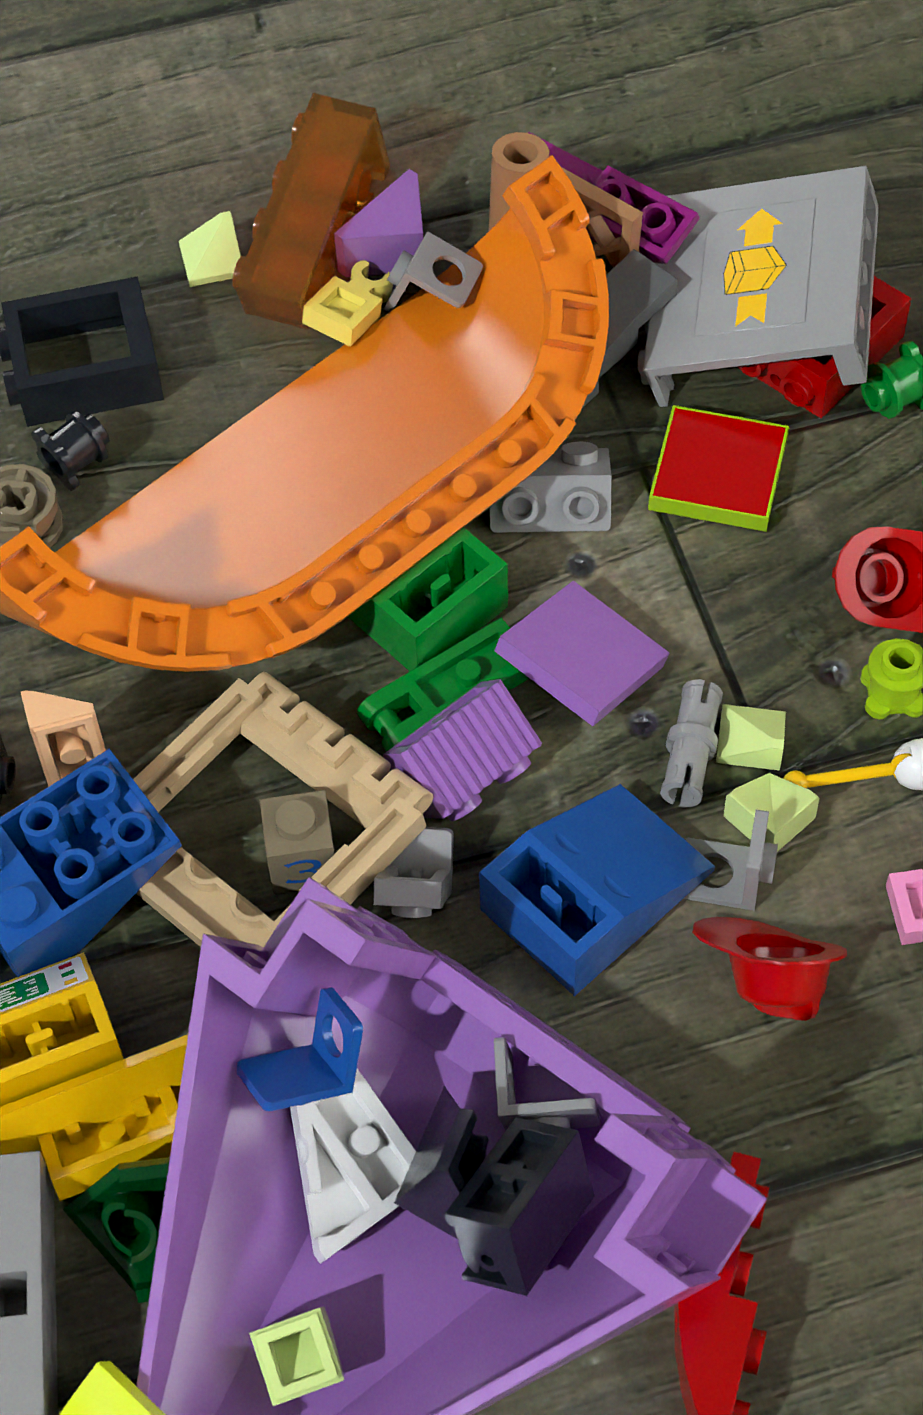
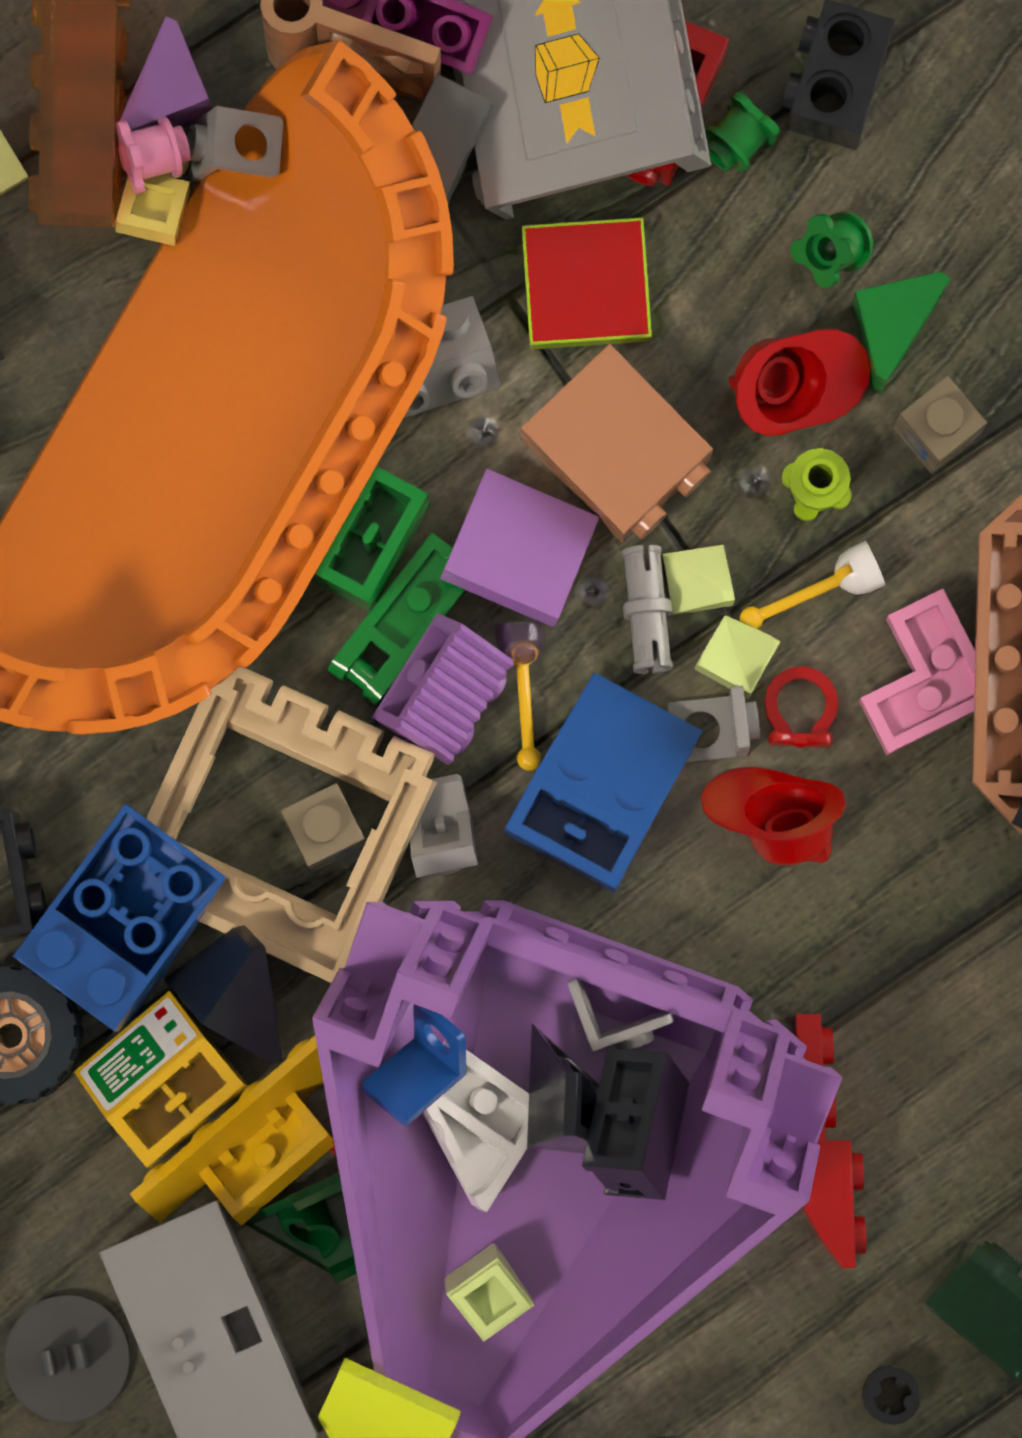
camera: 15 degrees left, 25 degrees up
(63, 732) = (76, 803): light nougat slope -> none
(145, 963) = (232, 992): none -> black slope
(357, 257) = (152, 151): none -> bright pink brick
(560, 738) = (523, 644): none -> hinge
(707, 594) = (618, 445): none -> nougat brick
(836, 907) = (782, 733): none -> red piece

